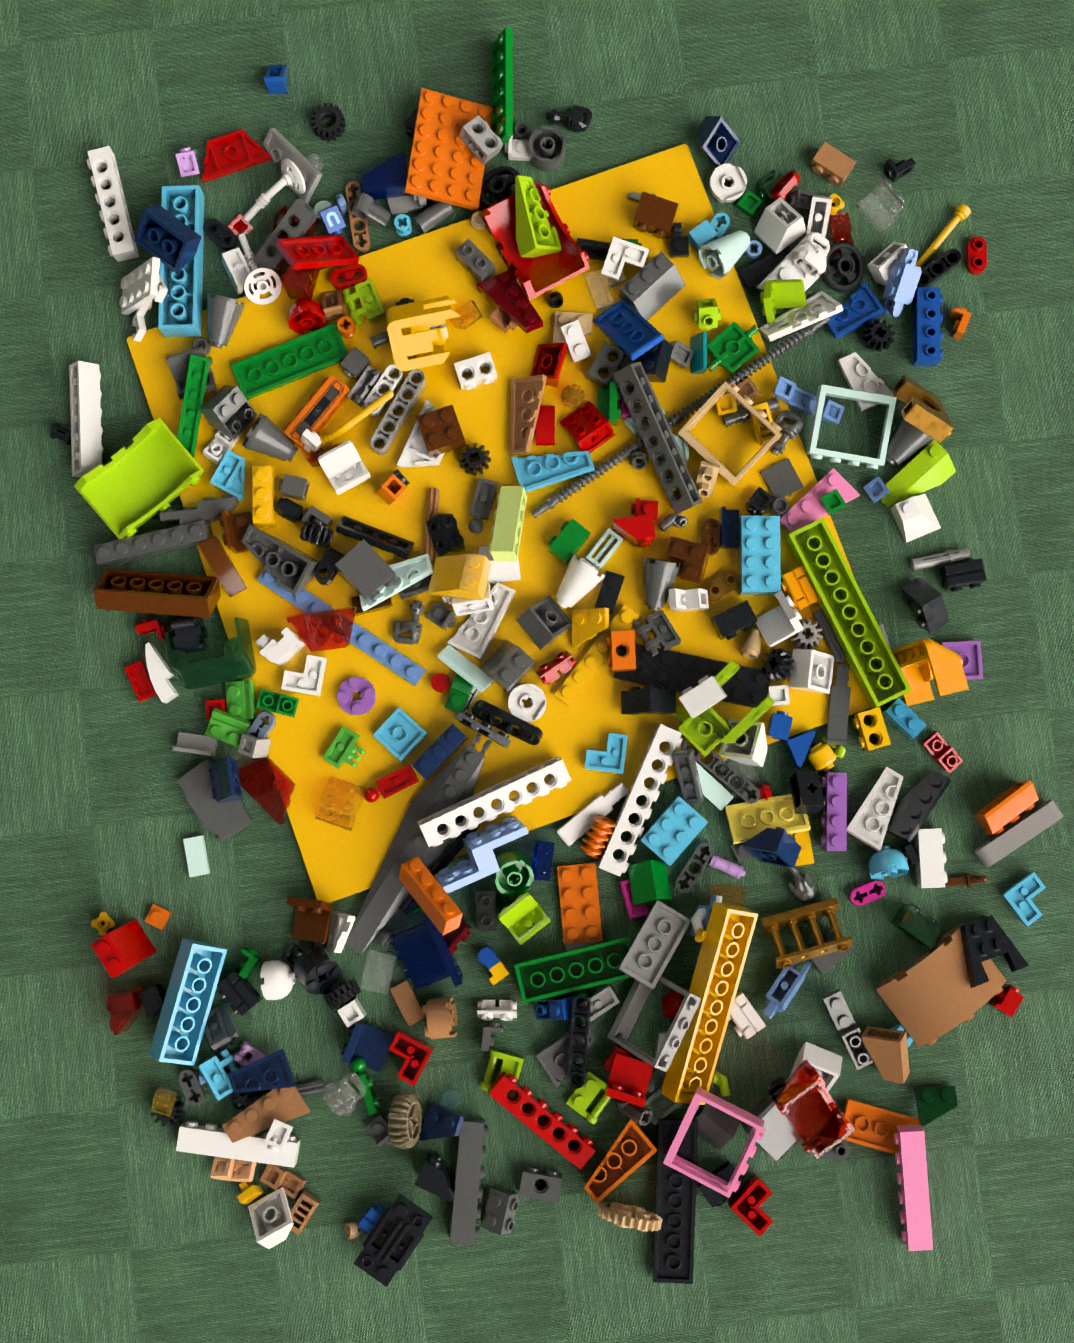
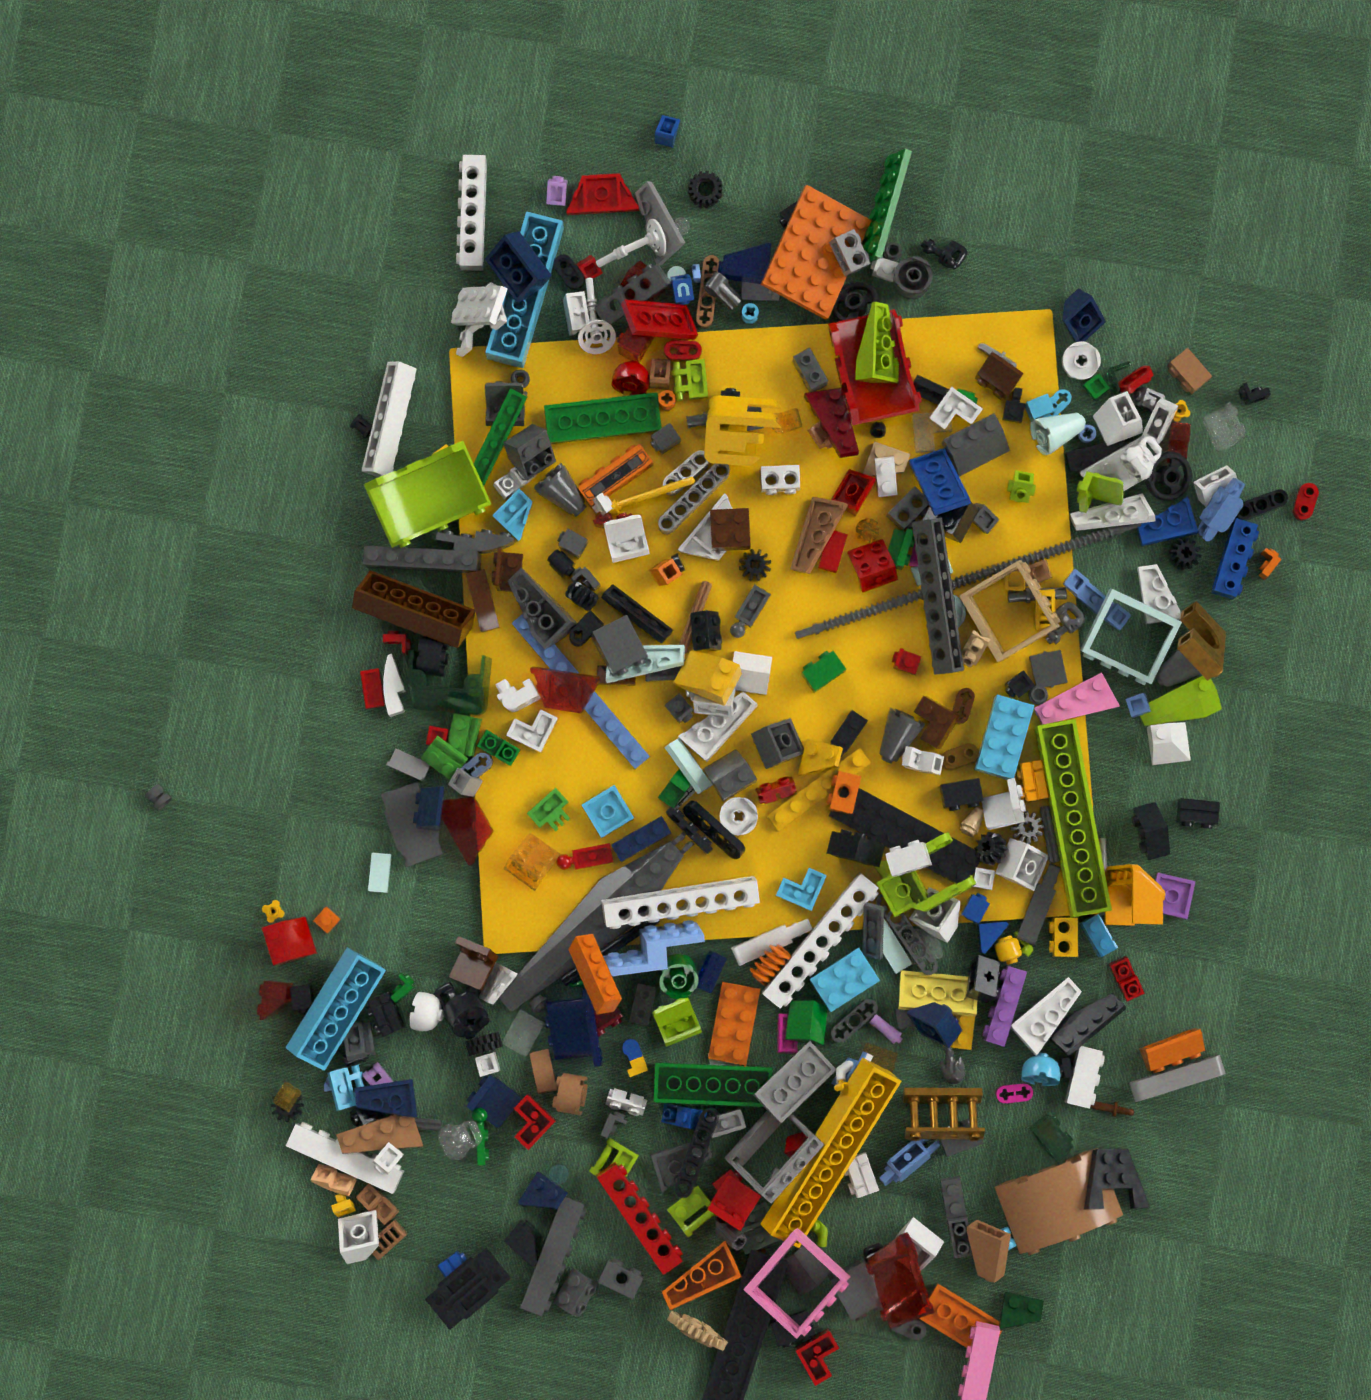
camera: 15 degrees right, 0 degrees up
(187, 1088) = (310, 1091): dark grey beam -> none
(222, 318) = (548, 358): dark grey cone -> none
(263, 505) = (540, 544): yellow arch -> none
(345, 696) = (565, 760): medium lavender plate -> none
(351, 1230) = (429, 1270): tan hinge -> none
(364, 386) = (668, 462): dark grey hinge -> none
(378, 1130) = (483, 1184): dark grey bracket -> none
(404, 1120) = (510, 1180): dark tan gear -> none
(409, 626) = (649, 711): dark grey piece -> none
(433, 216) = (781, 312): dark grey pin -> none
(440, 682) = (660, 772): red tile -> none
(477, 221) = (823, 330): tan plate -> none
(508, 524) = (769, 638): yellowish green brick -> none
(550, 469) = (821, 595): medium azure wing -> none
(577, 581) = (820, 713): white cone -> none
(601, 564) = (842, 697): light aqua tile -> none
(636, 530) = (891, 679): red slope -> none
(639, 464) = (914, 615): dark grey plate -> none
(662, 630) = (888, 781): dark grey plate -> none
(673, 520) = (931, 679): dark grey arm -> none
(699, 360) = (1001, 528): teal slope -> none
(729, 528) = (983, 702): panel -> none
(732, 348) = (1037, 526): green plate -> none
(765, 791) = (944, 966): red plate -> none
(832, 502) = (1090, 706): green plate -> none
(941, 558) = (1180, 790): light grey pin -> none
(961, 213) = (1302, 455): yellow piece -> none
(1008, 1000) = (1119, 1234): red brick -> none
(1020, 897) = (1160, 1140): medium azure plate -> none

